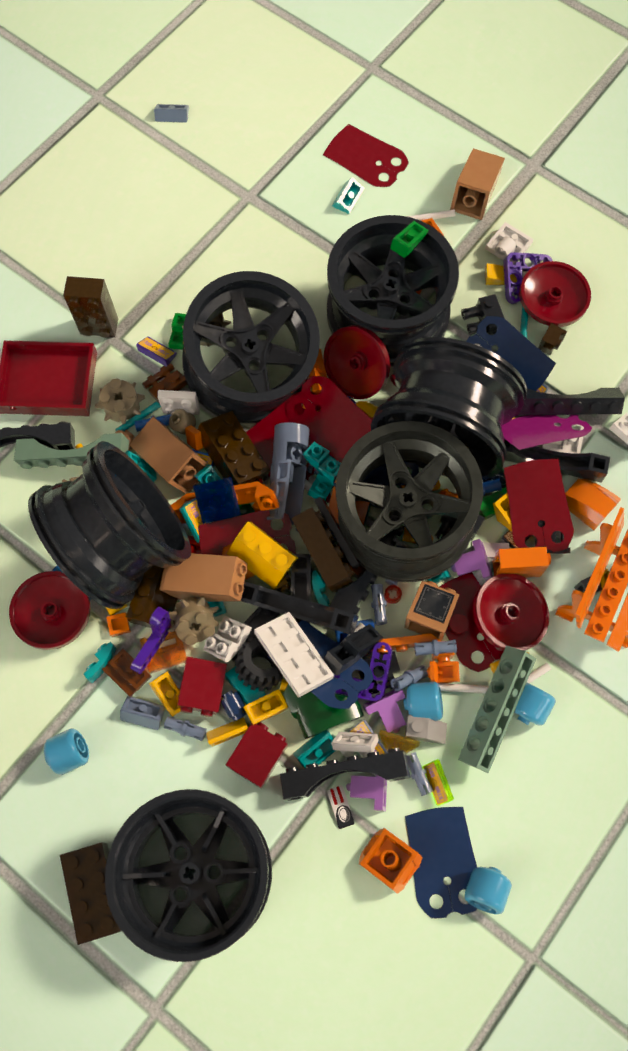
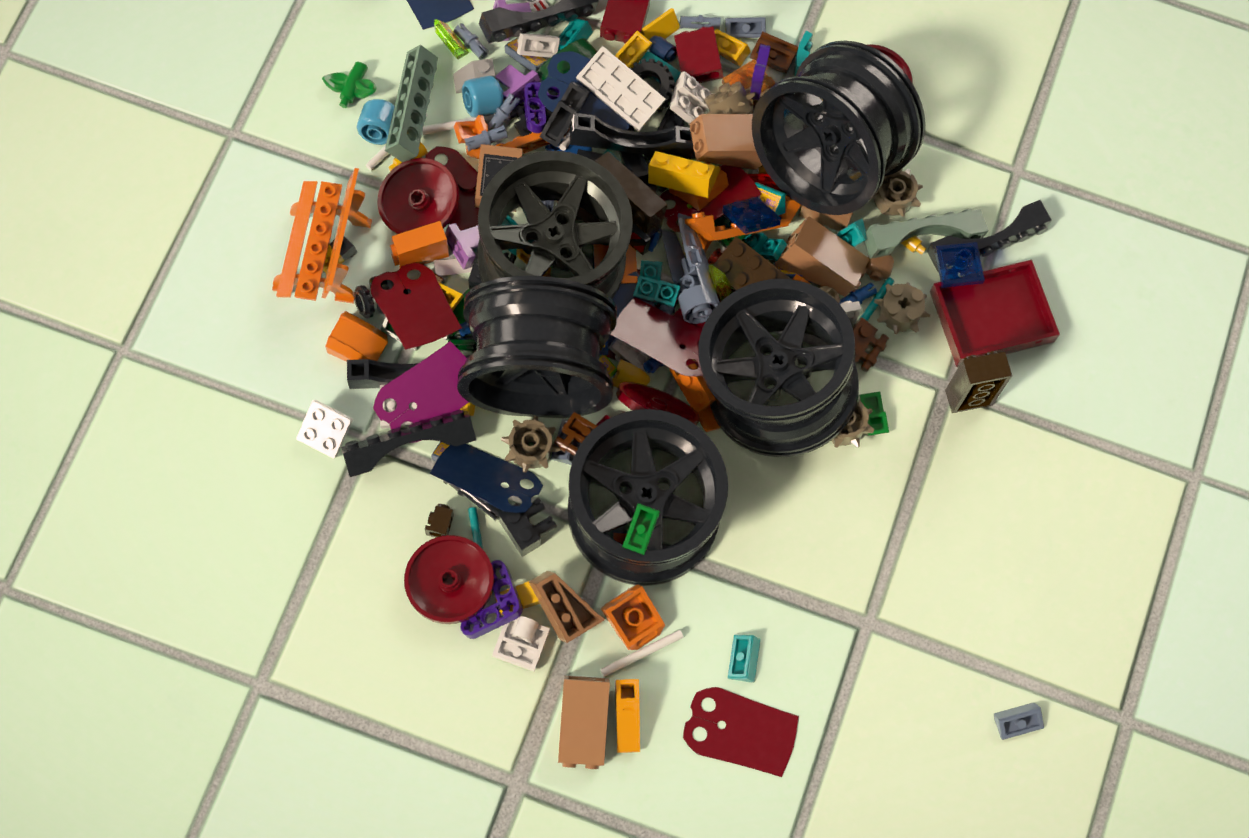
camera: 155 degrees right, 0 degrees up
(57, 412) = (959, 257): none -> clear blue plate
(156, 351) = (890, 381): slope -> none
(267, 449) = (720, 282): none -> clear neon green slope
(392, 740) = (501, 59): clear yellow slope -> none
(444, 180) = (627, 715): none -> light orange slope
(473, 248) = (563, 607): none -> medium nougat wedge
(549, 759) = (351, 84): none -> green plant
(580, 530) = (364, 301): none -> black gear

